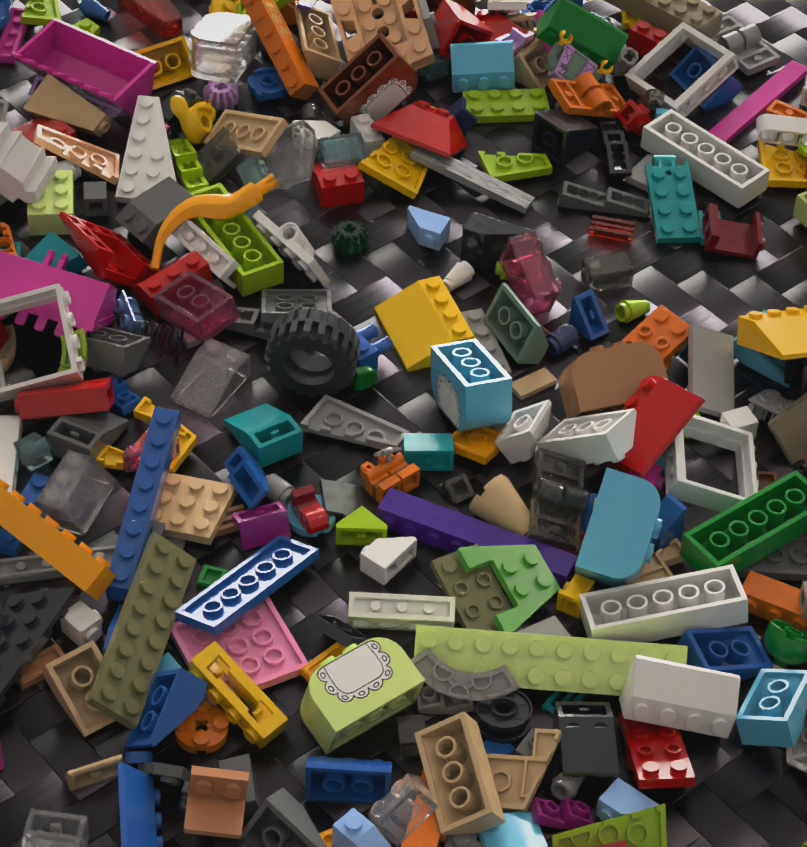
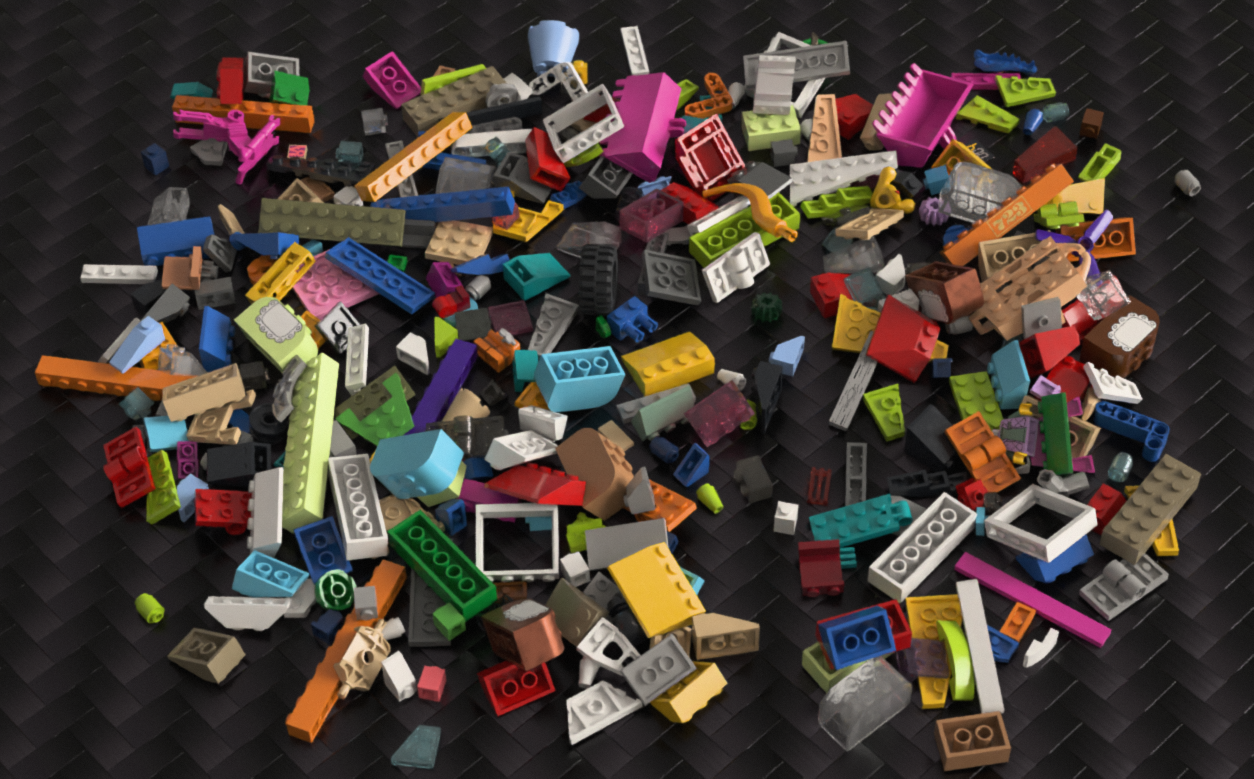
camera: 90 degrees right, 5 degrees up
(173, 80) = (935, 179): none -> dark azure brick
(332, 464) = (511, 317): none -> clear pink tile
(656, 334) = (639, 493): none -> light grey slope
(663, 251) = (786, 518): none -> white brick

